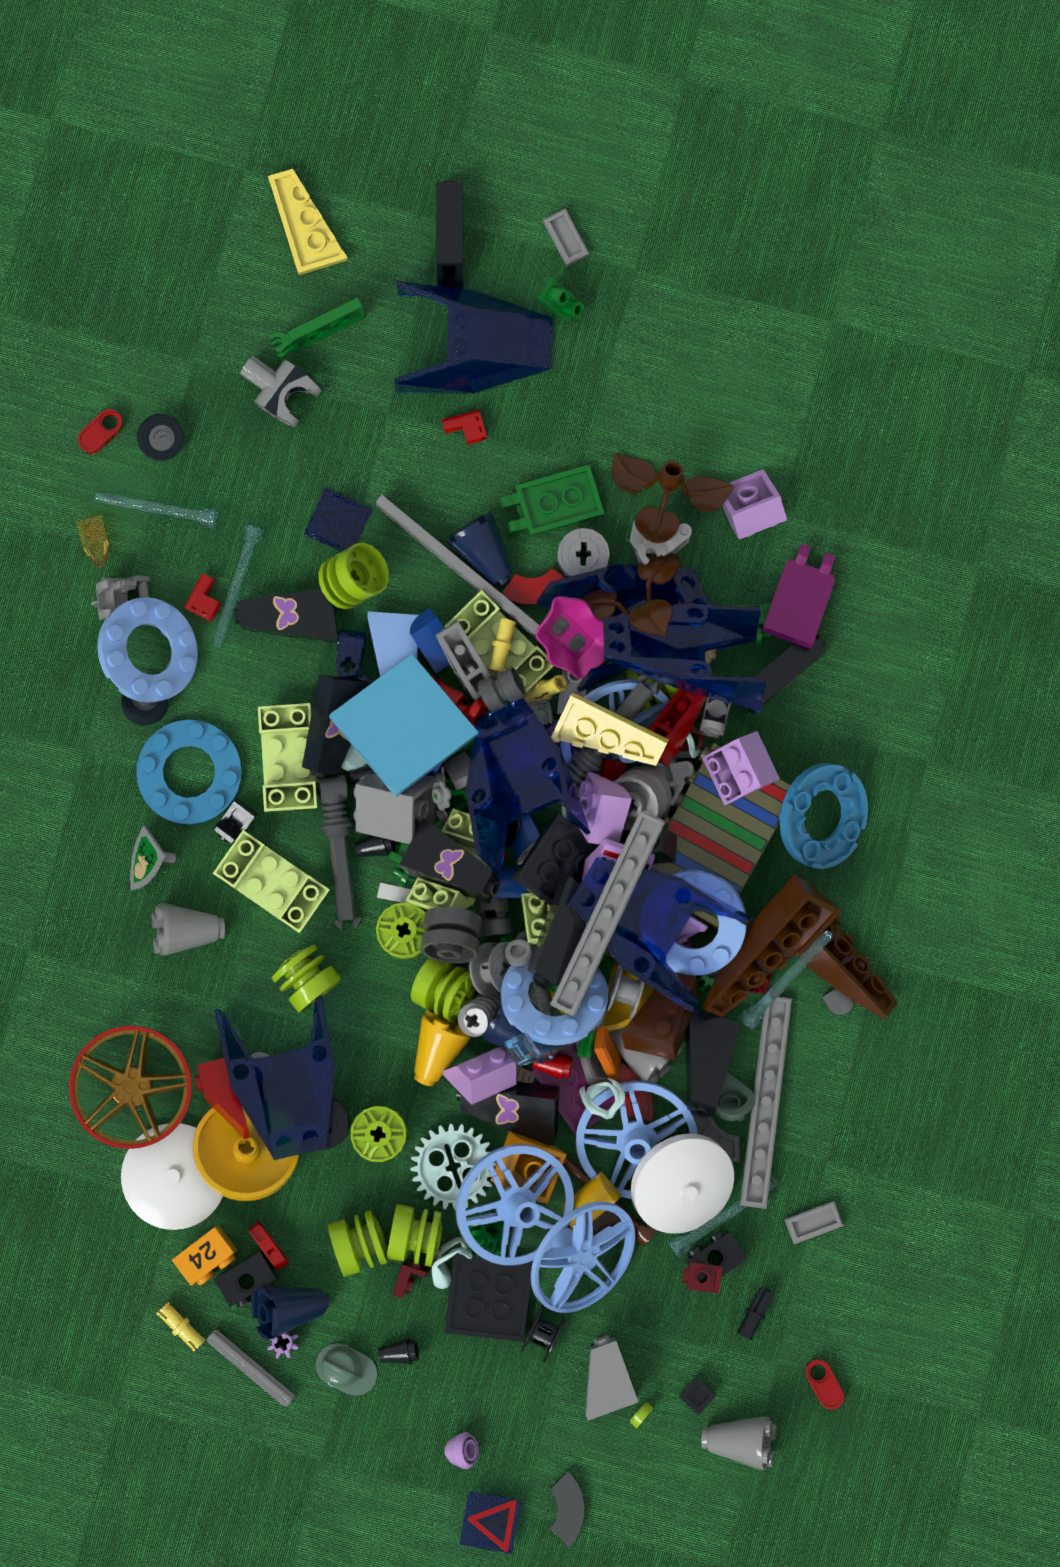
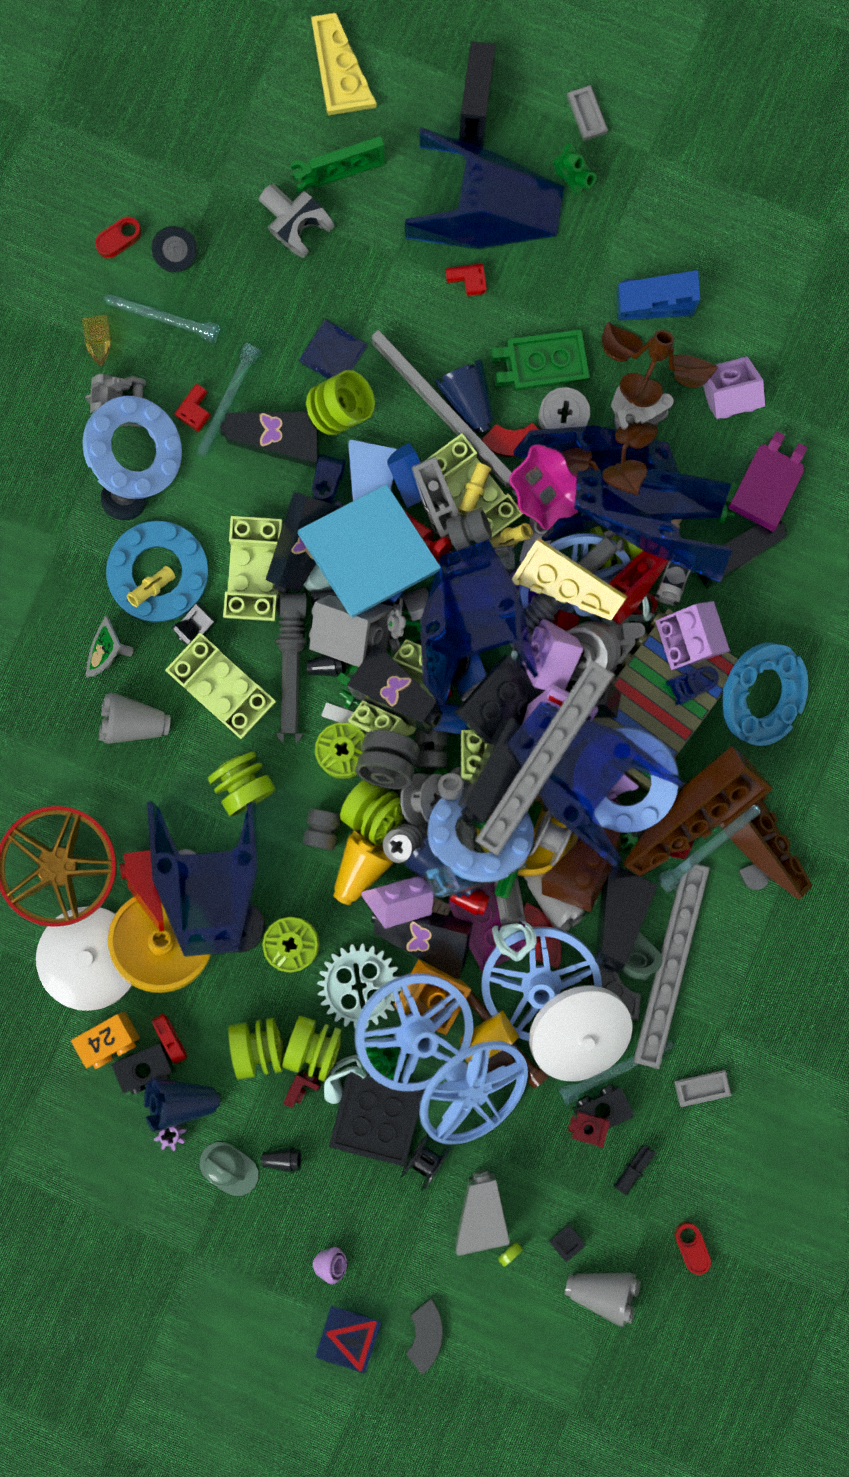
camera: 10 degrees right, 0 degrees up
(175, 800) = (151, 586): none -> light yellow pin
(180, 1326) = (73, 1105): light yellow pin -> none
(250, 1368) = (135, 1155): light grey axle -> none
(393, 1013) = (321, 829): none -> dark grey wheel
(607, 1053) = (524, 896): orange tile -> none
(663, 421) = (659, 296): none -> blue wedge
(745, 818) = (691, 685): none -> clear blue piece

